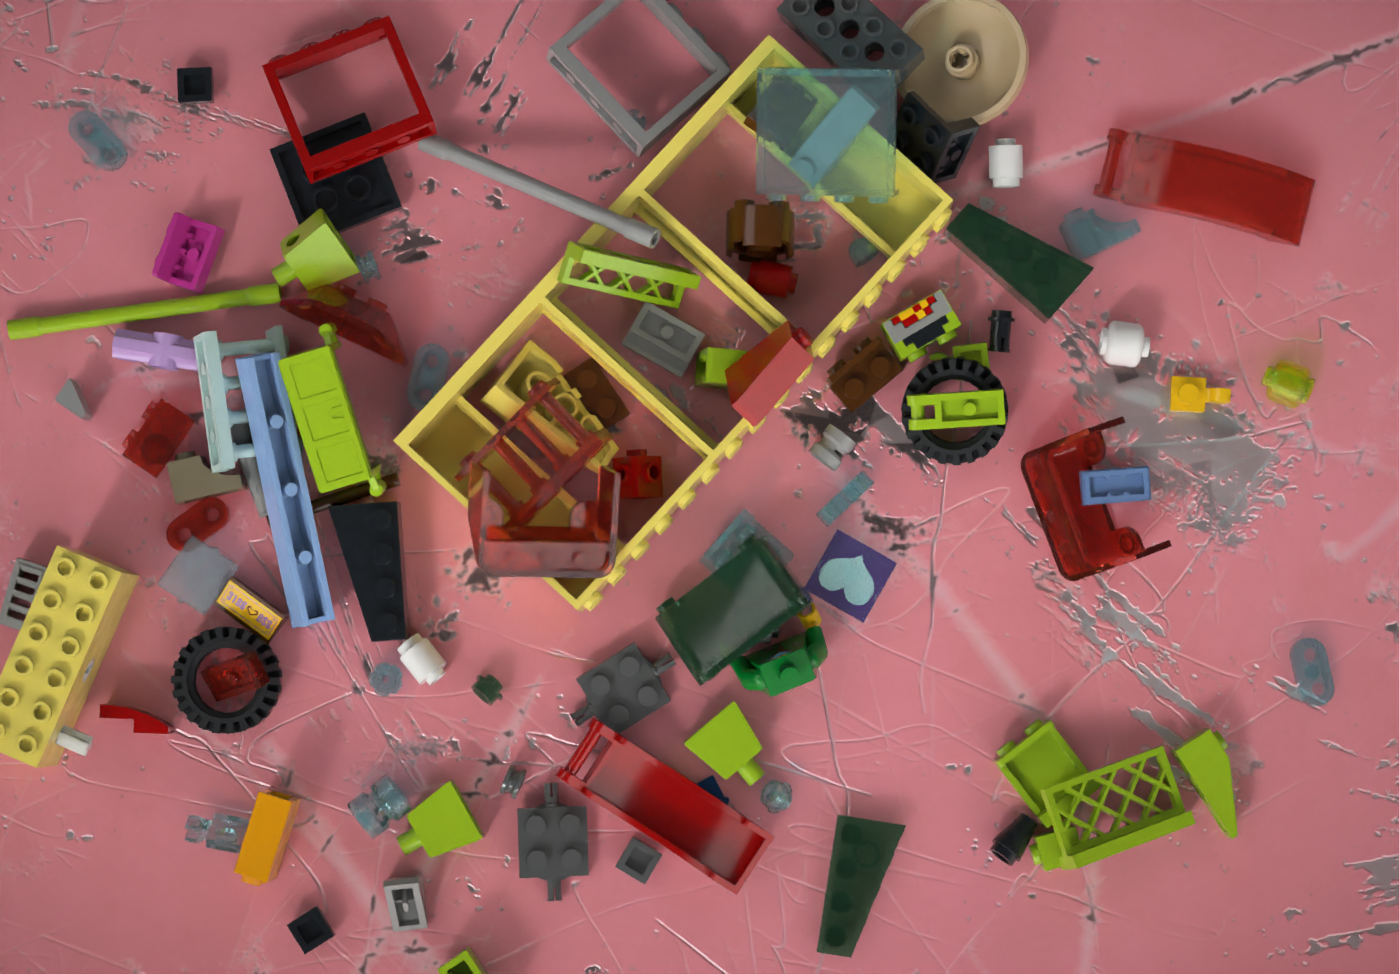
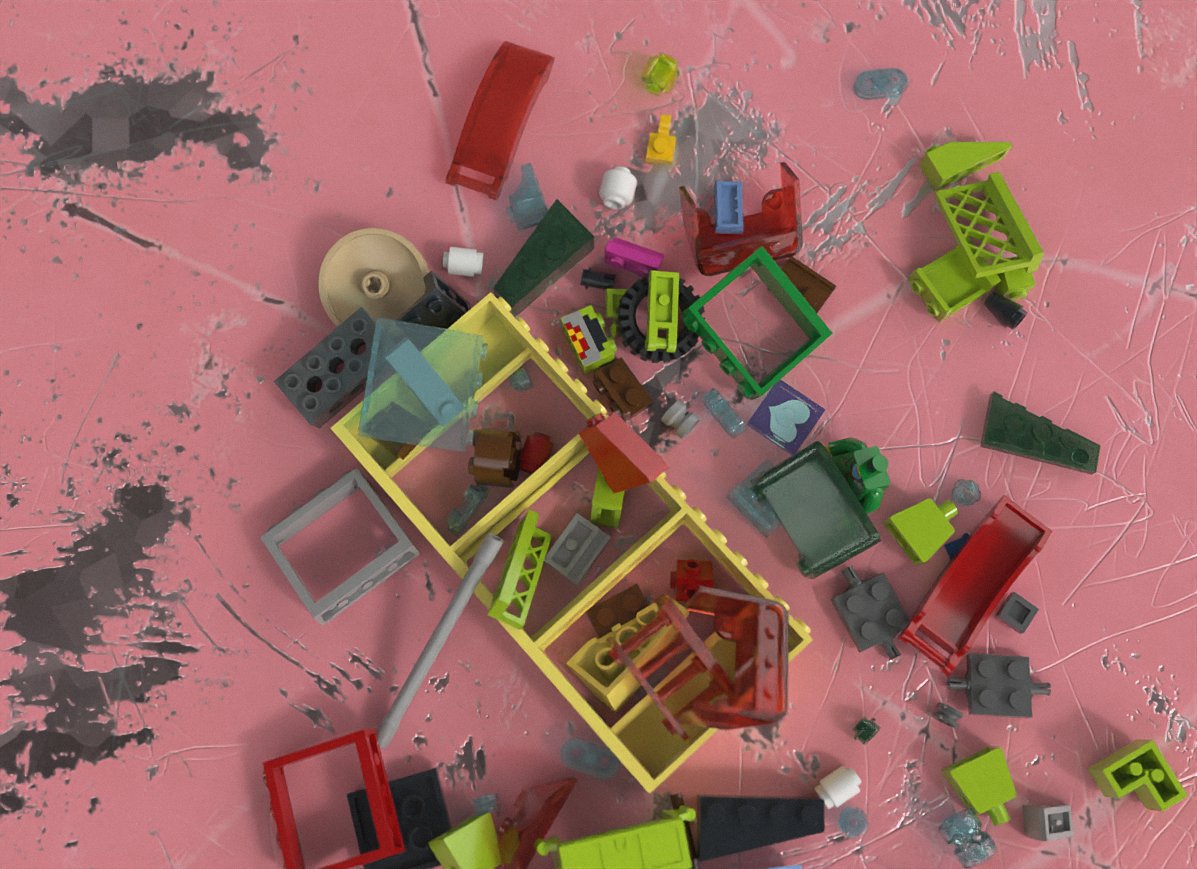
camera: 85 degrees left, 10 degrees down
(686, 200) = (474, 498): none -> clear light blue plate
(995, 568) = (789, 298): none -> green window
(1019, 585) = (809, 283): none -> reddish brown plate
(1034, 373) = (632, 257): none -> dark pink bracket

